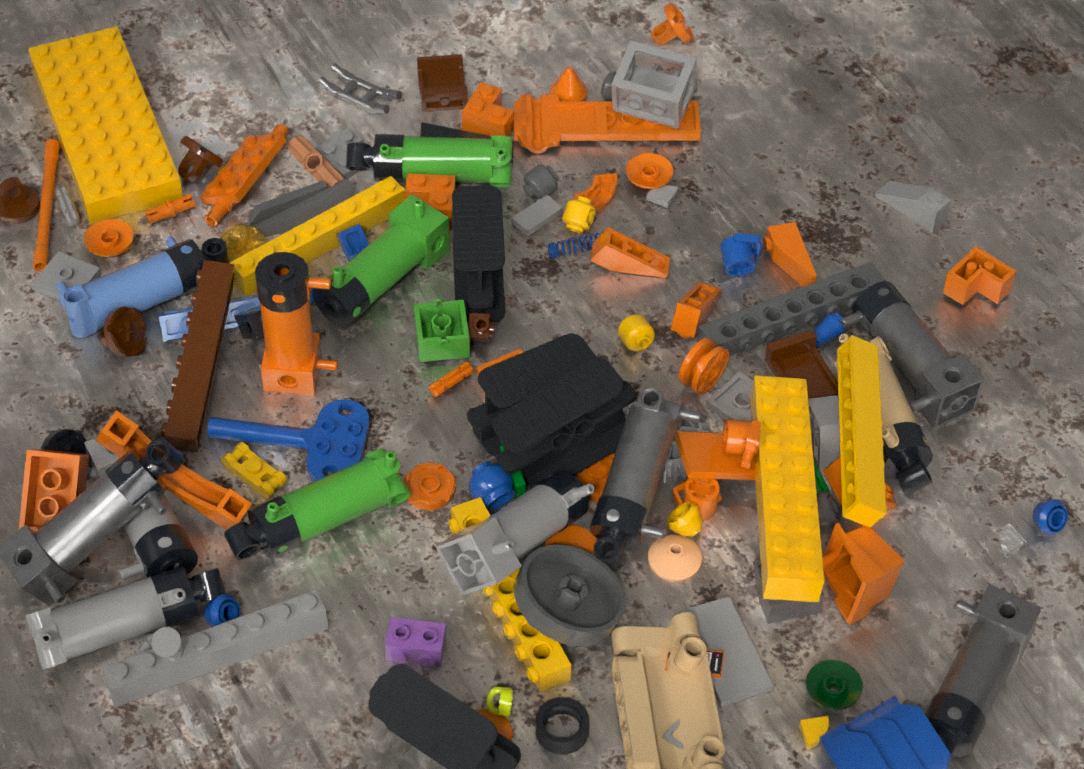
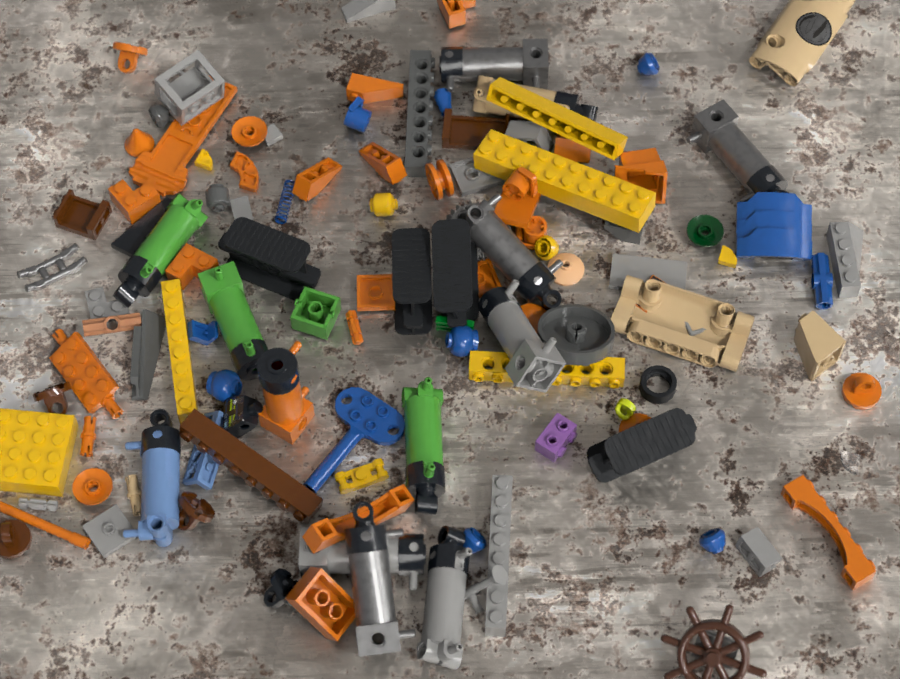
camera: 60 degrees left, 10 degrees up
(242, 240) = (155, 398): clear yellow tile -> none
(430, 486) = (439, 373): orange tile -> none
(480, 327) = (327, 287): reddish brown plate -> none
(579, 215) = (264, 188): yellow head -> none
(586, 153) = (204, 160): none -> yellow tile
(1010, 541) = (651, 93): clear tile -> none

